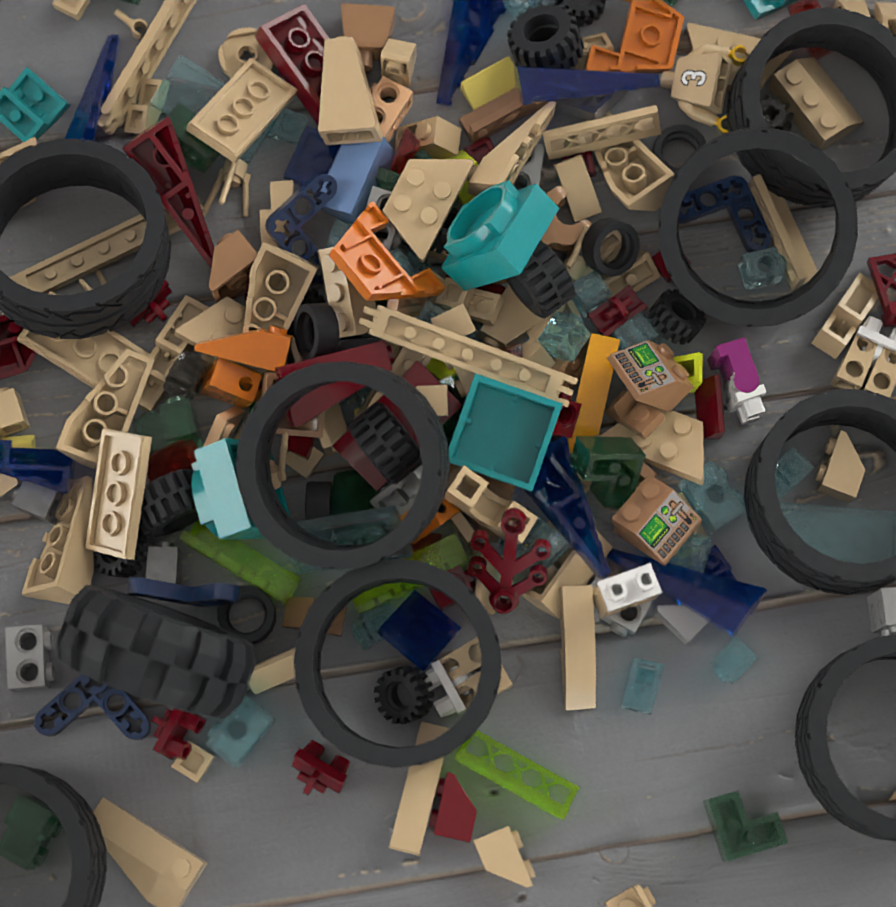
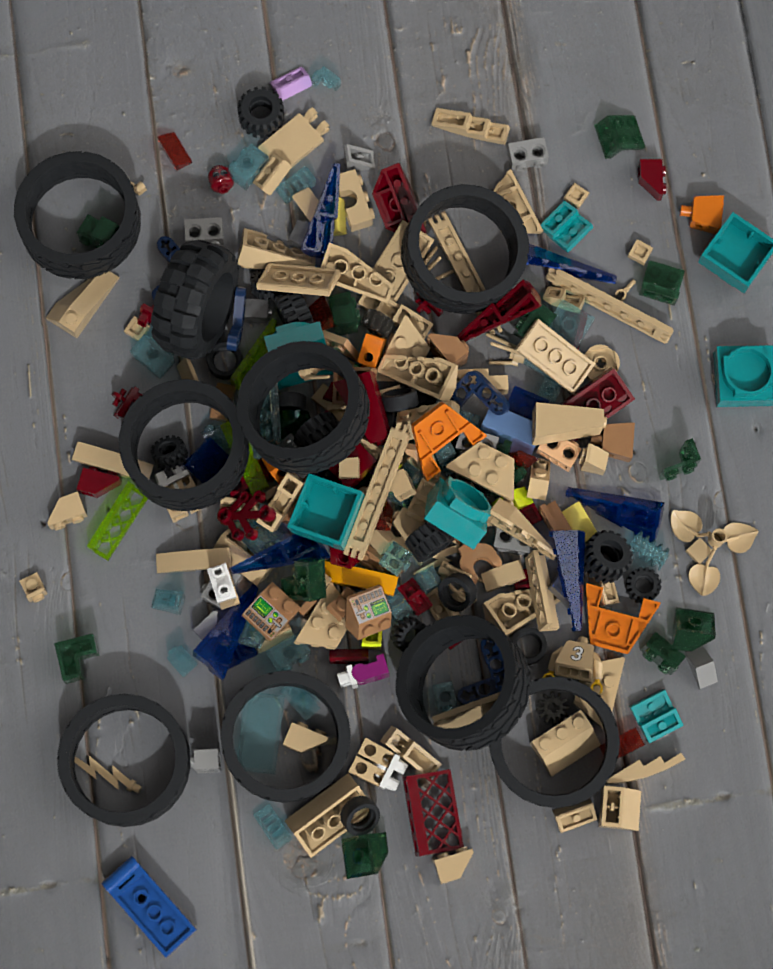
camera: 90 degrees right, 0 degrees up
(256, 348) = (390, 361): orange slope -> none

